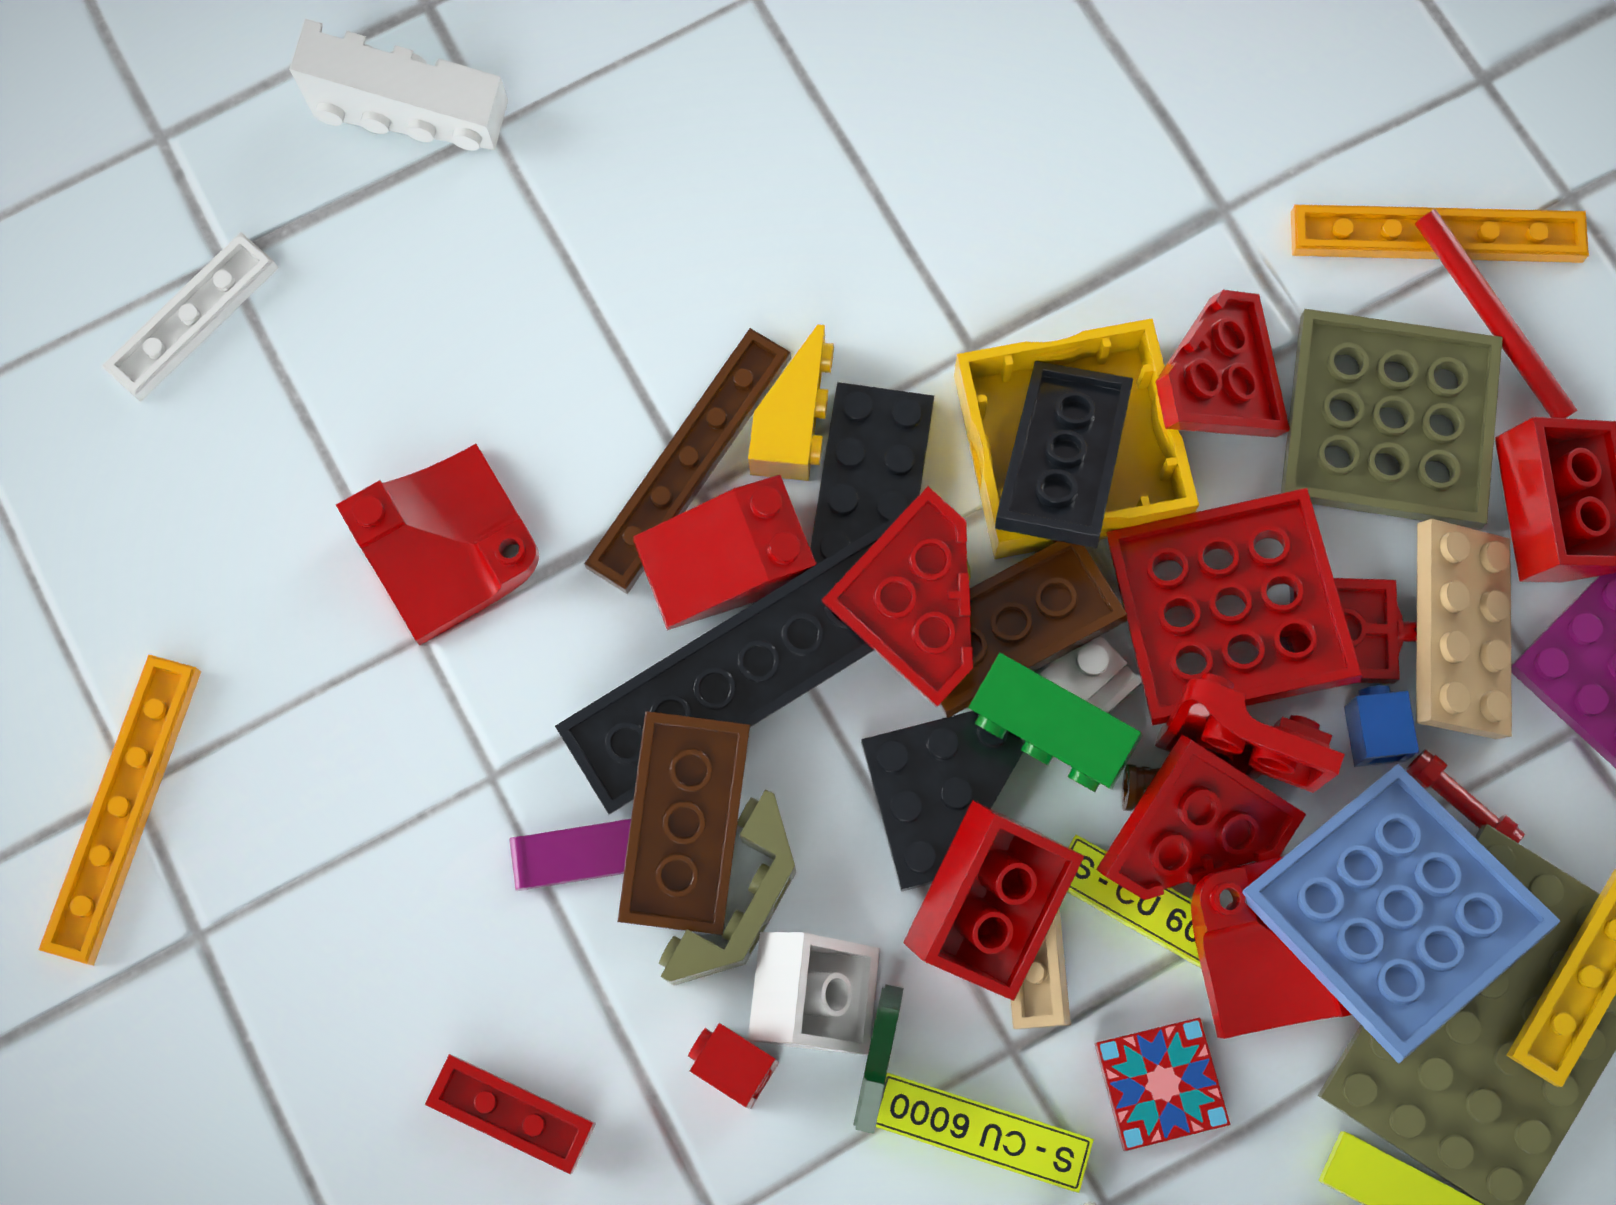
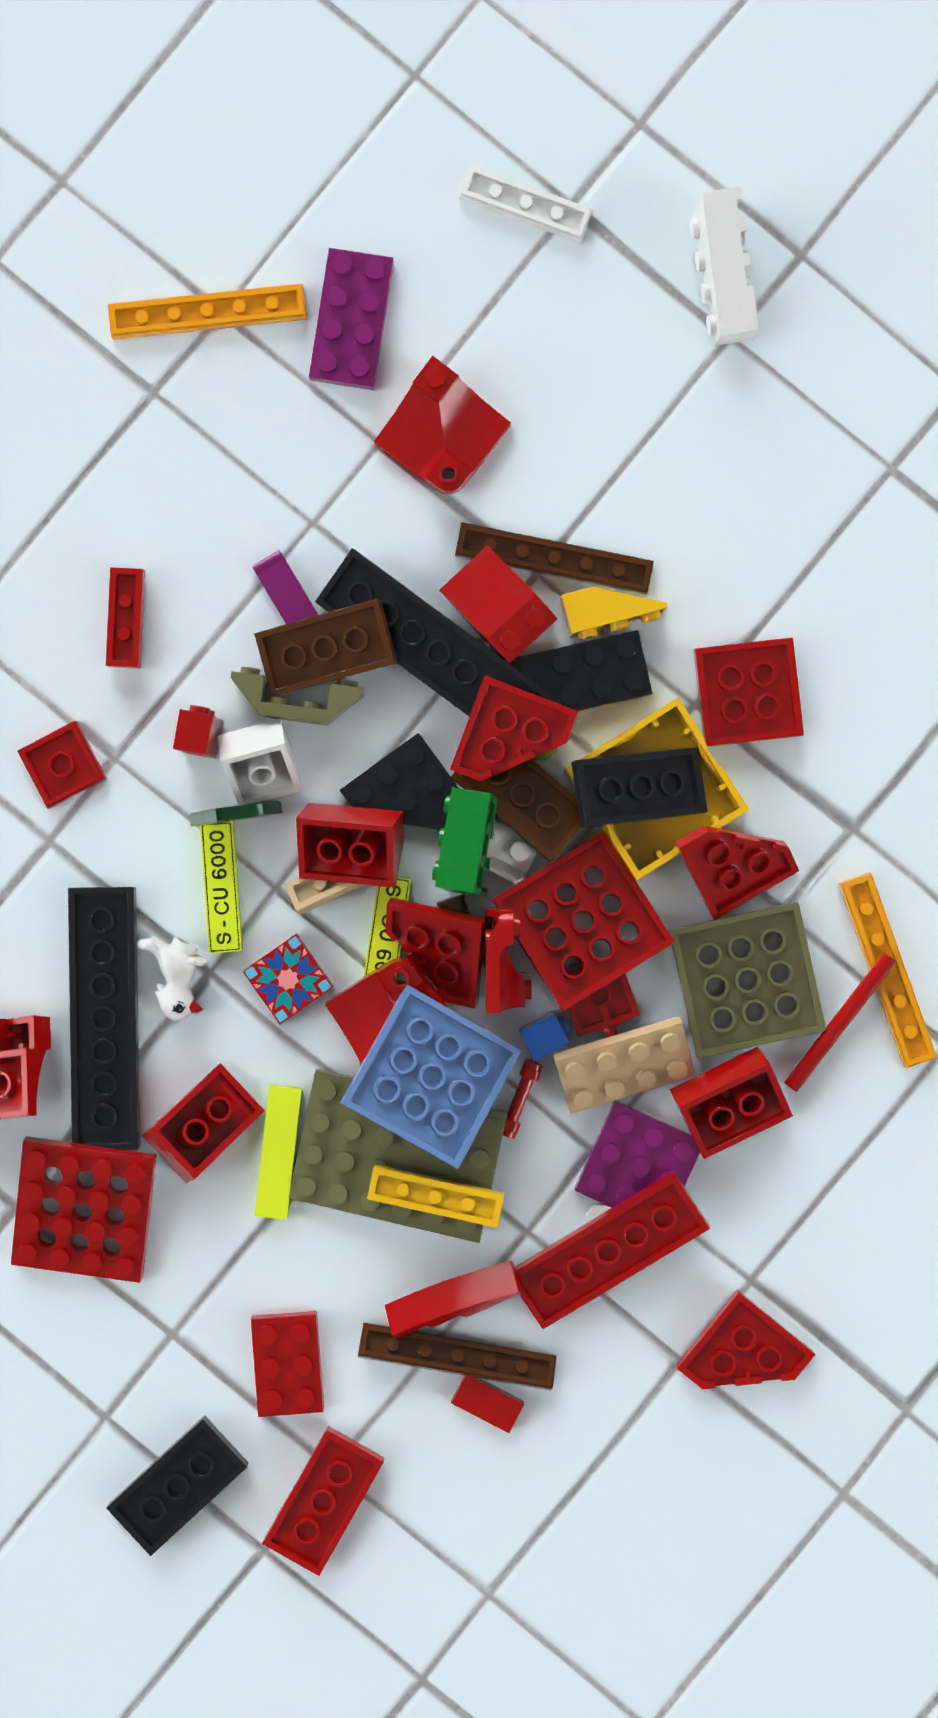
camera: 65 degrees right, 15 degrees up
(231, 607) = (351, 319): none -> magenta plate
(982, 269) = (748, 692): none -> red plate

